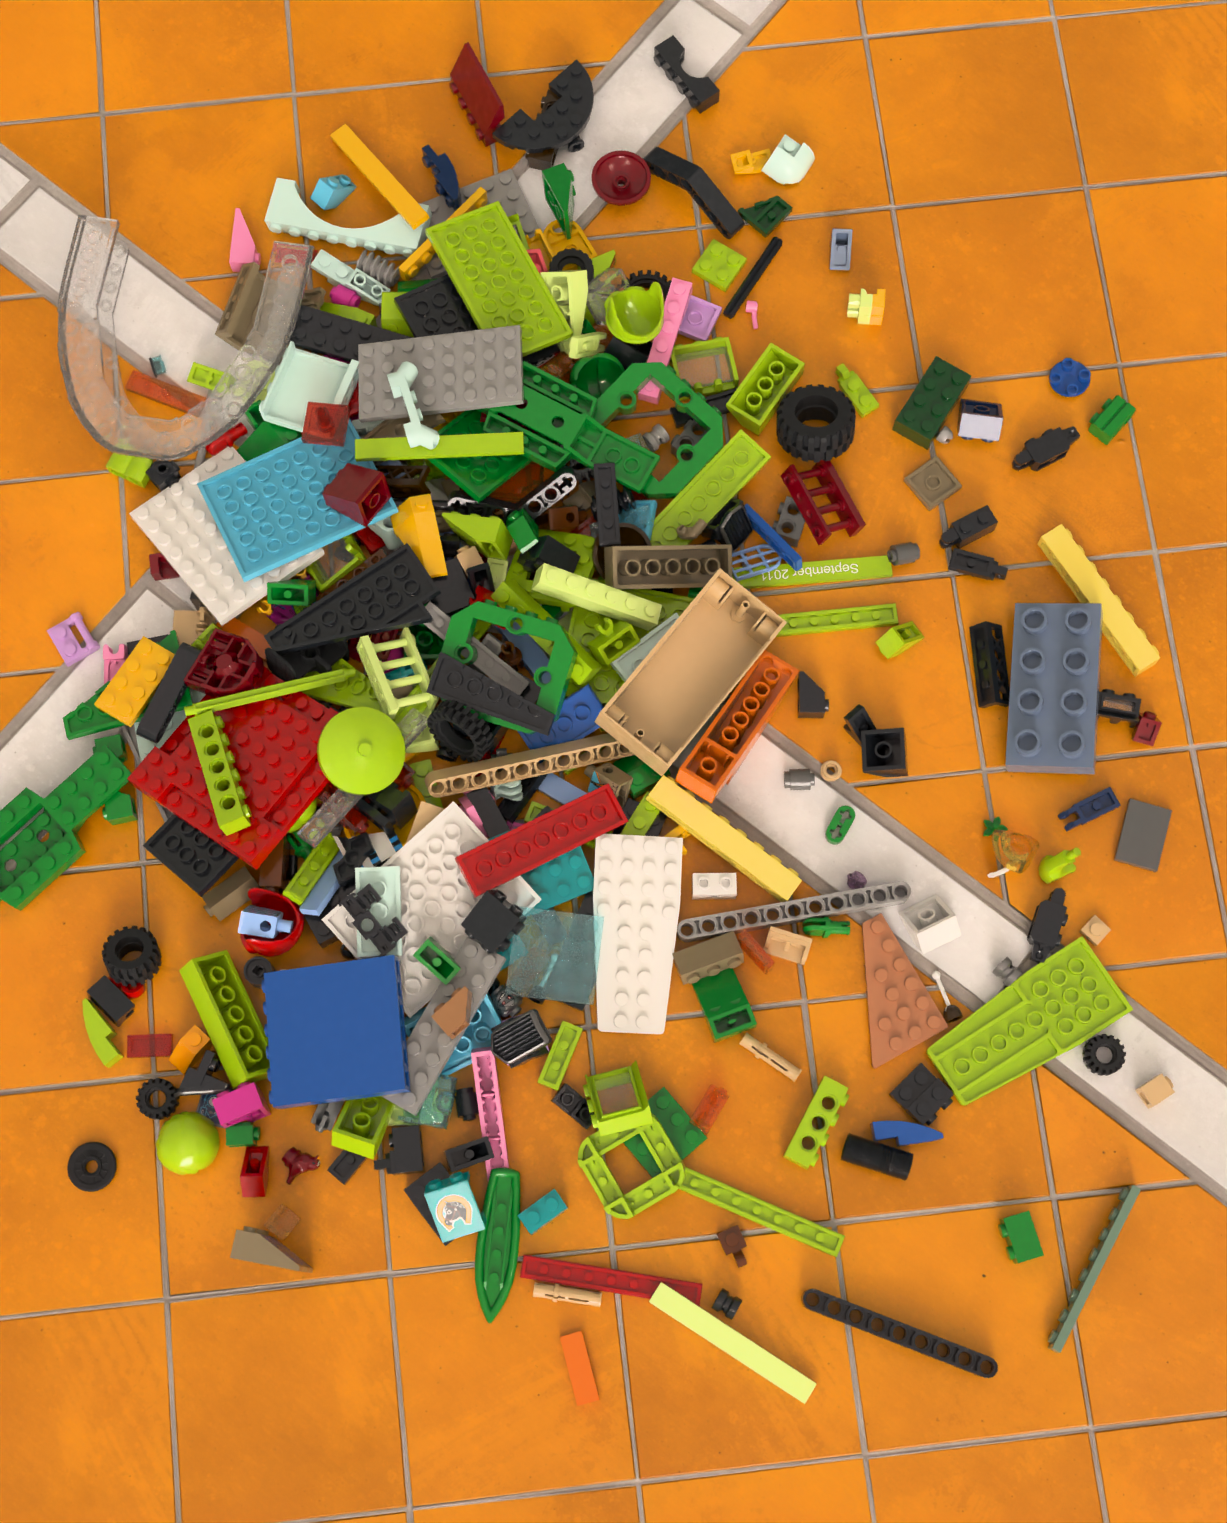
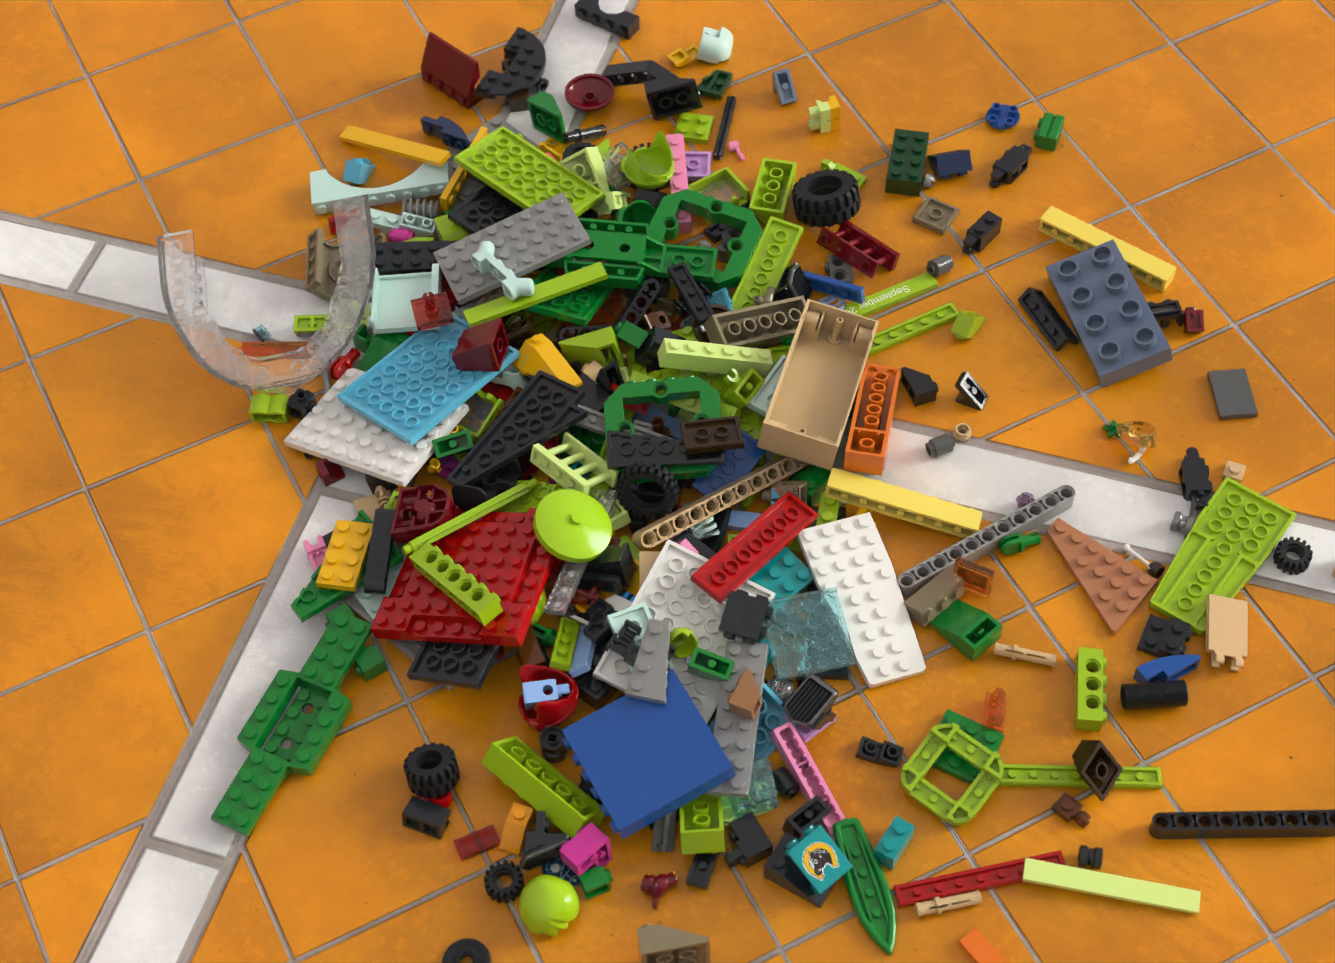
camera: 20 degrees left, 20 degrees down
(67, 643) = (269, 557): lavender plate -> none
(100, 1034) = (429, 847): lime slope -> none
(229, 894) = (499, 693): dark tan brick -> none
(242, 245) = (300, 227): bright pink slope -> none
(255, 1171) = (621, 908): red slope -> none
(368, 951) = (649, 672): none -> light grey wing
(420, 922) = (684, 641): none -> lime hair
(544, 701) = (711, 435): none -> dark brown tile
(560, 1055) = (847, 718): lime plate -> none
(584, 234) = (578, 134): none -> black pin
(617, 1100) = (917, 724): lime window -> none
(704, 220) = (671, 96): none -> black slope
(714, 886) = (911, 543): white brick -> none
(775, 1215) = (1096, 766): none -> dark brown slope
(787, 945) = (1001, 562): tan hinge -> none
(836, 822) = (994, 468): green beam -> none
(884, 752) = (1000, 401): black slope -> none
(930, 923) = (1102, 510): white slope -> none
(976, 565) = (1000, 256): black hinge -> none
(988, 1115) = (1226, 630): none -> tan tile
(1020, 1237) = (1305, 712): green brick -> none
(1055, 867) = (1175, 436): lime animal -> none
(1091, 808) = (1181, 388): dark blue hinge -> none

